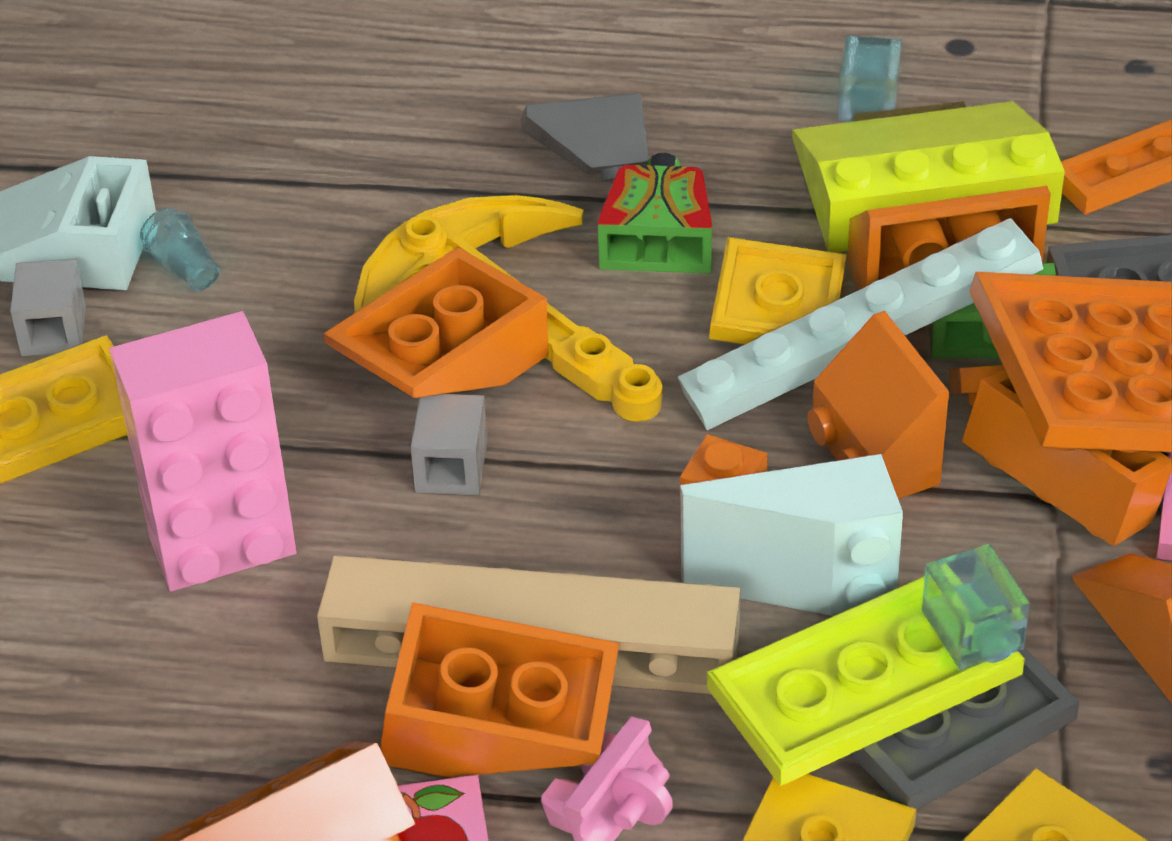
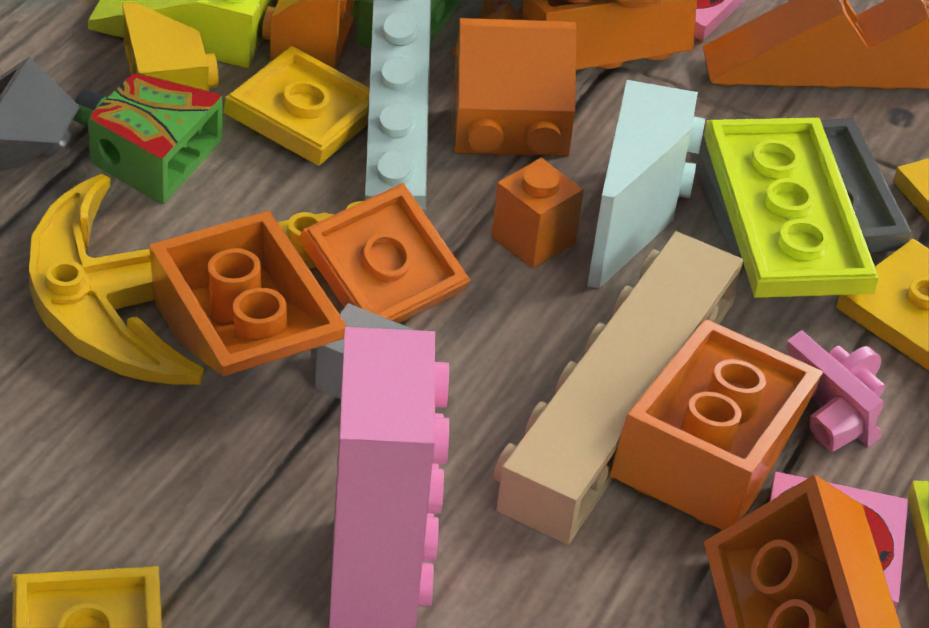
camera: 75 degrees left, 0 degrees up
(588, 414) = (385, 256): none -> orange tile
(757, 189) = (166, 49): none -> yellow slope
(975, 607) = (790, 107): clear light blue brick -> none

